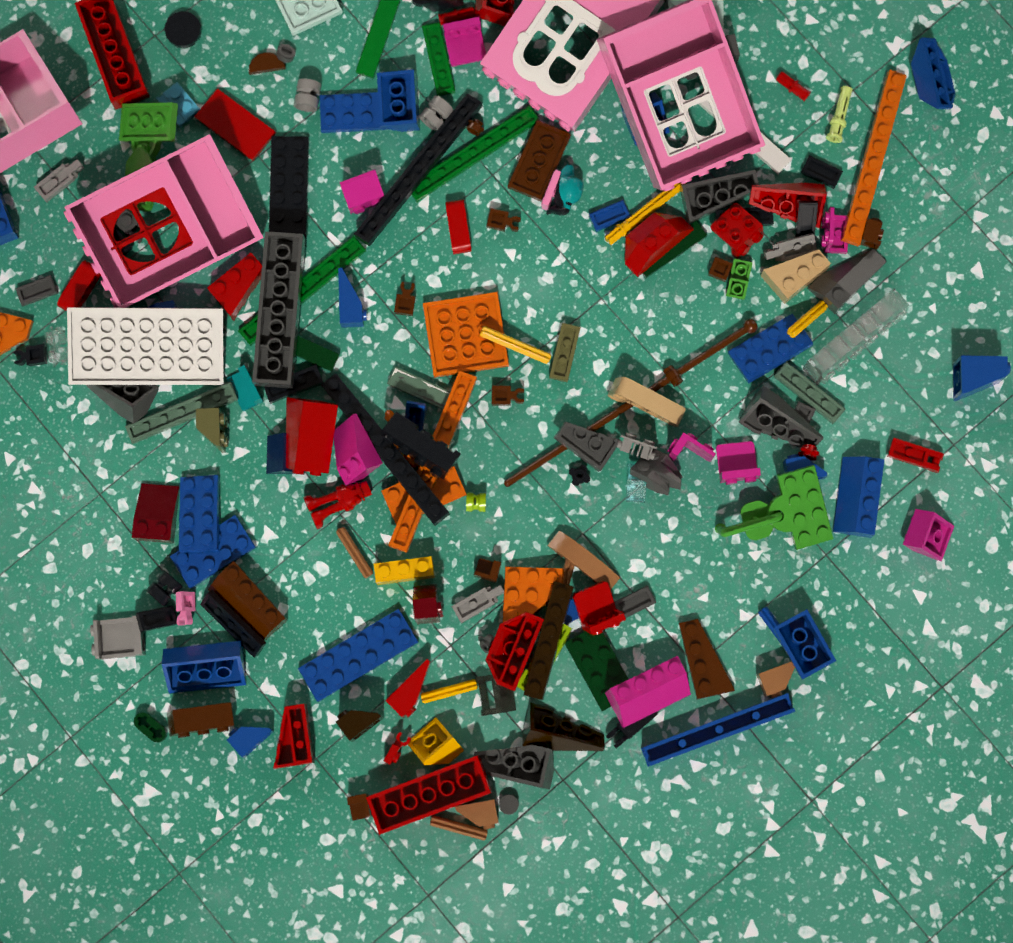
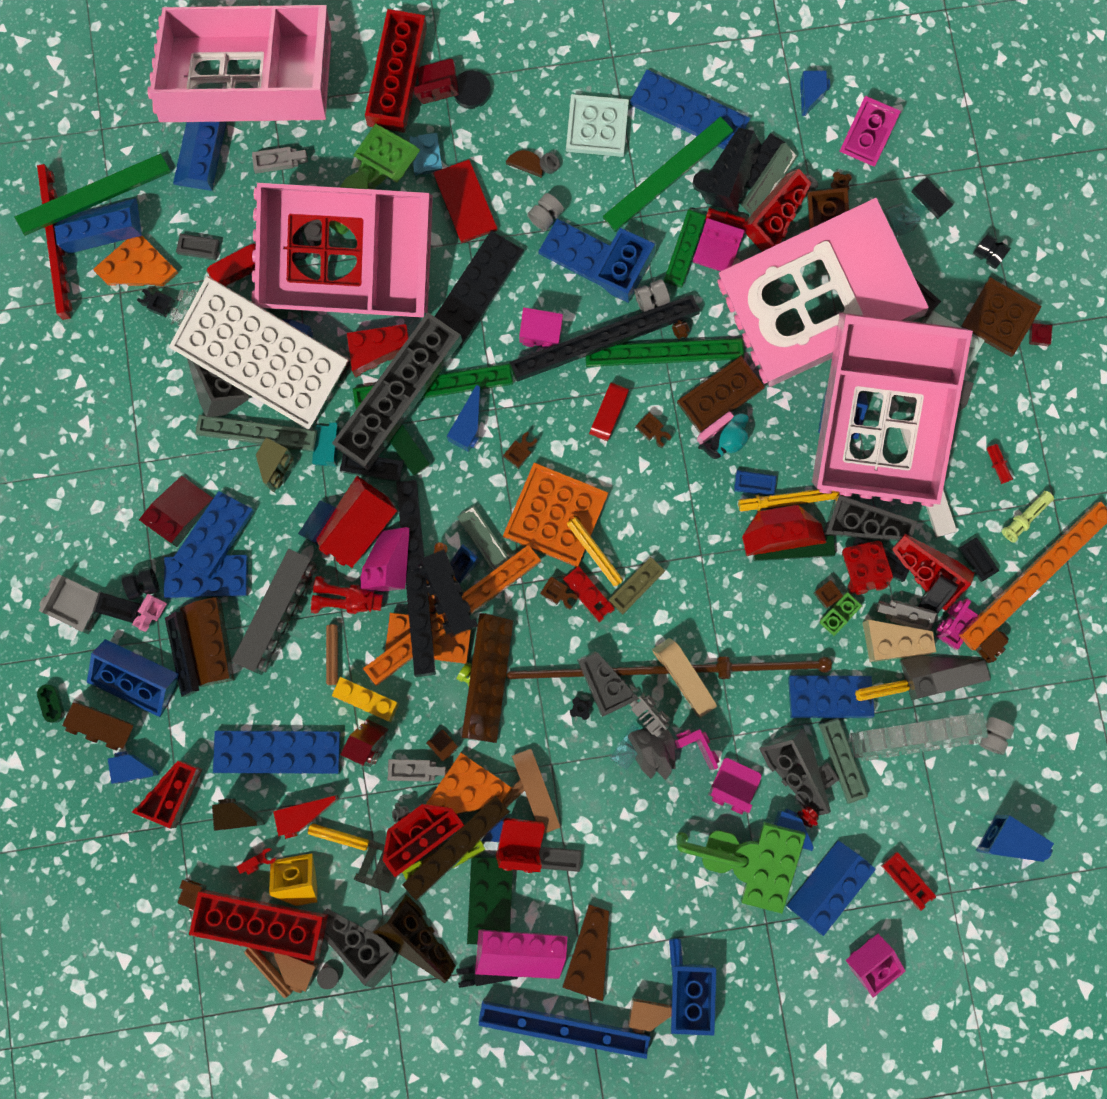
camera: 25 degrees right, 0 degrees up
(151, 39) = (437, 81): none -> dark red bracket
(288, 544) = (275, 612): none -> dark grey brick
(491, 495) = (487, 678): none -> reddish brown plate
(530, 382) = (588, 593): none -> red plate
(916, 298) = (998, 733): none -> light grey wheel

